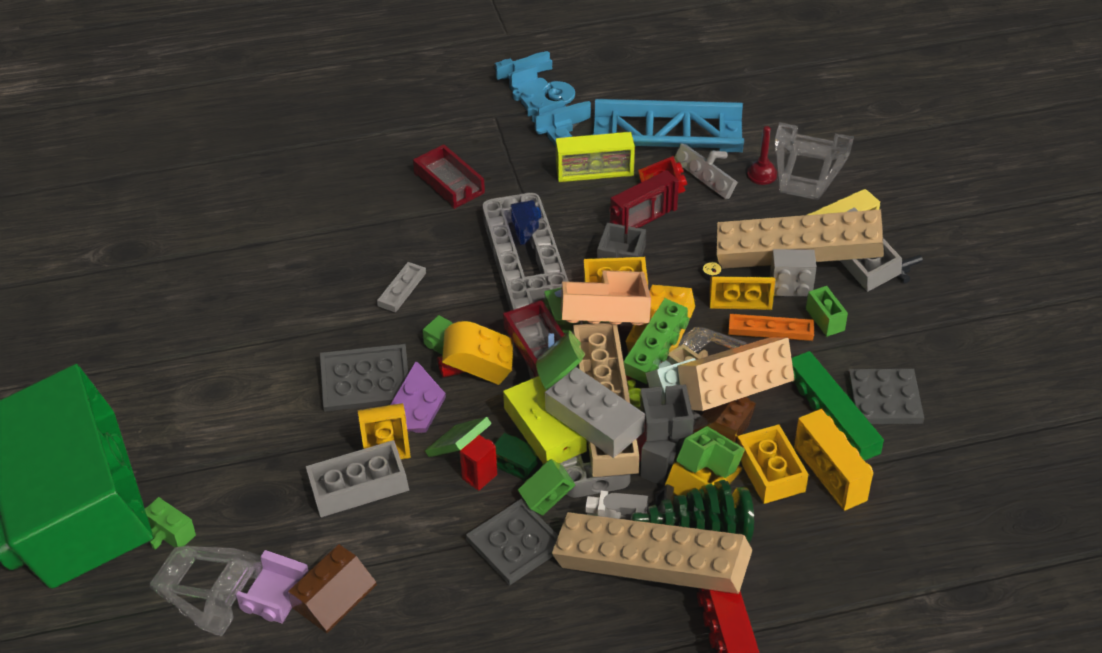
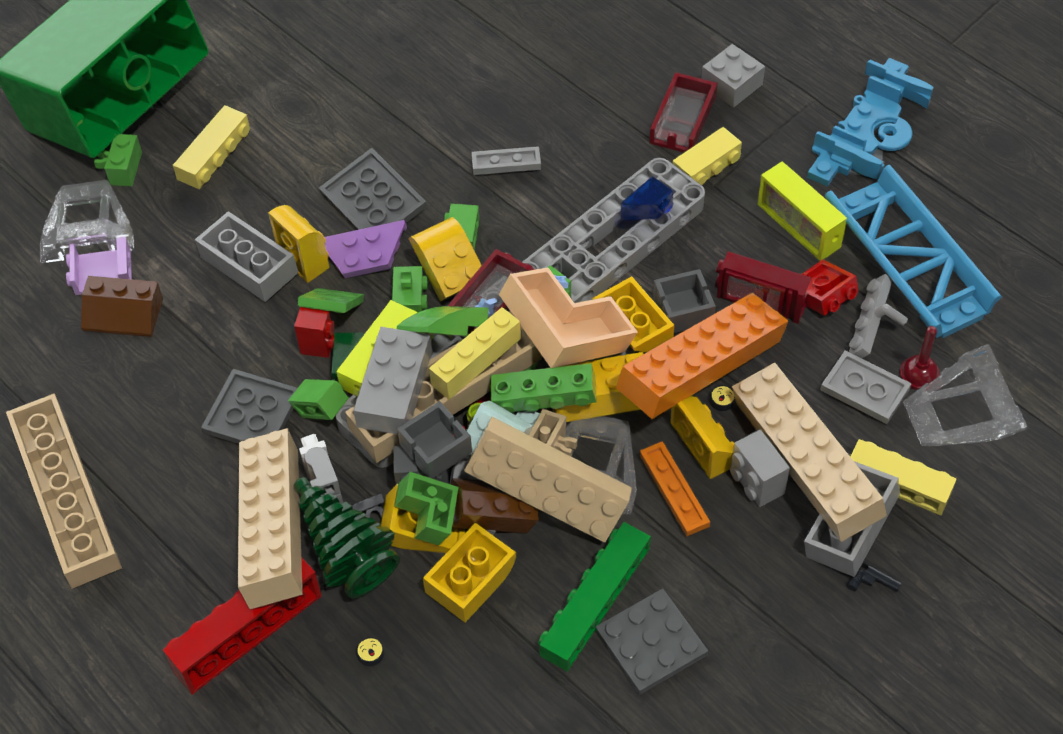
camera: 60 degrees right, 10 degrees up
(214, 457) = (211, 147): none -> light yellow brick
(440, 131) = (735, 73): none -> light grey brick
(480, 394) = (410, 287): none -> bright green brick
(501, 178) = (710, 156): none -> light yellow brick
(606, 354) = (475, 353): none -> light yellow brick
(687, 251) = (701, 355): none -> orange brick
(757, 199) = (865, 387): none -> light grey plate
(795, 558) = (370, 651): none -> tile
(826, 311) = (727, 526): bright green brick -> none
(833, 459) = (507, 625): yellow brick -> none

